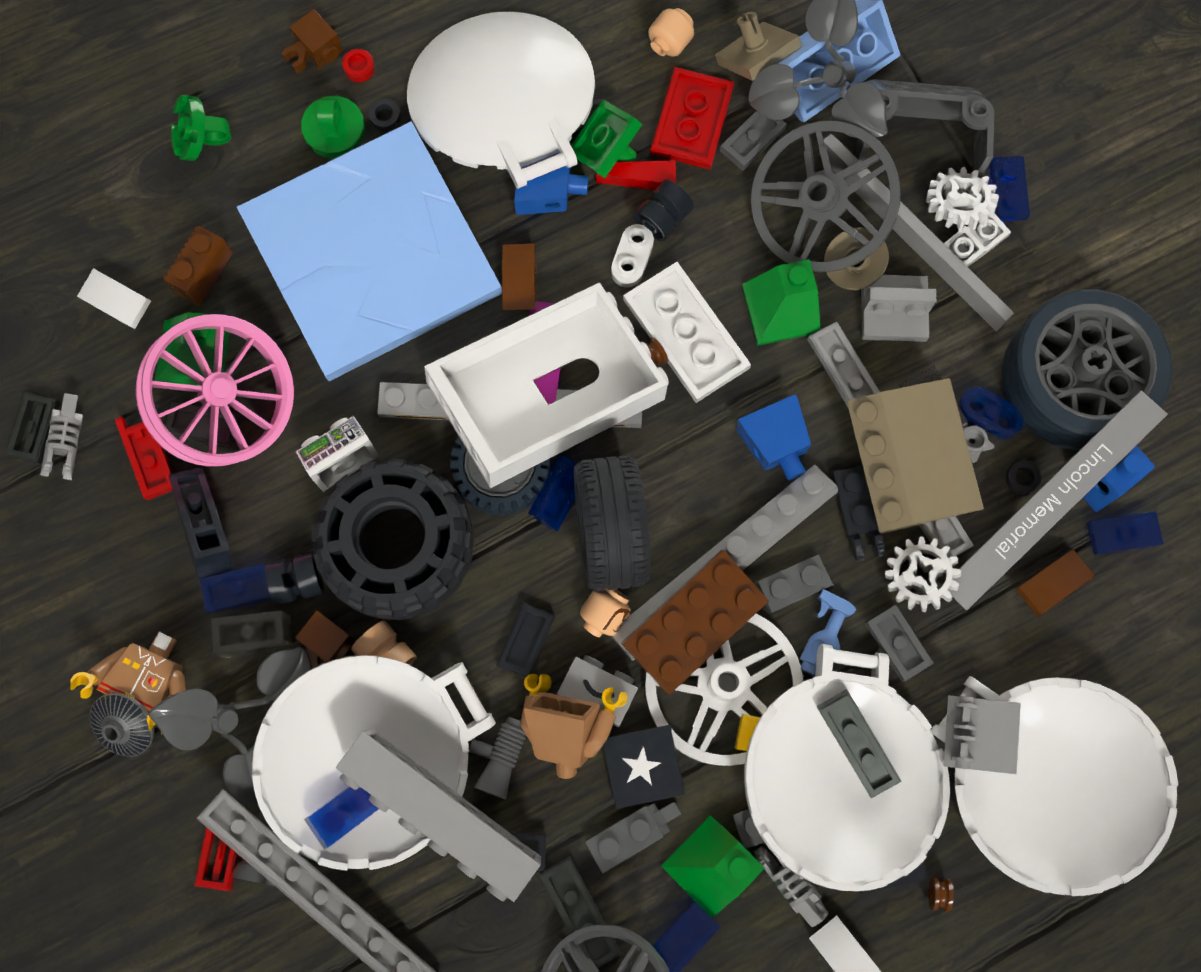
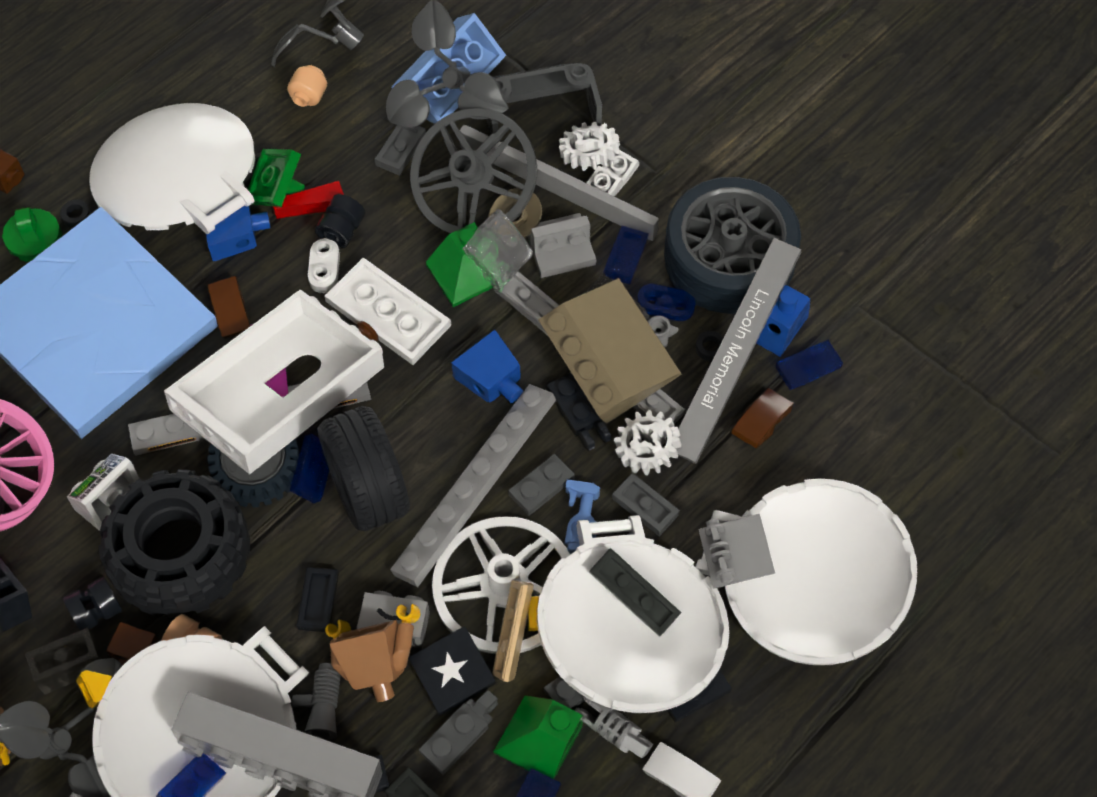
camera: 15 degrees left, 15 degrees down
(235, 589) = (41, 629): clear blue plate -> none
(270, 687) = (93, 686): none -> yellow slope
(358, 65) = (42, 181): red tile -> none
(605, 612) = (381, 551): light nougat head -> none
(692, 118) = (344, 147): red tile -> none
(694, 622) = (461, 535): reddish brown plate -> none
(717, 748) = (512, 630): none -> tan slope
(757, 48) = (382, 76): dark tan tile -> none
(826, 300) = (498, 250): none -> clear slope
(940, 894) = (746, 697): reddish brown bush -> none
(963, 342) = (626, 254): none -> clear blue plate
(1011, 185) = (629, 129): clear blue plate -> none

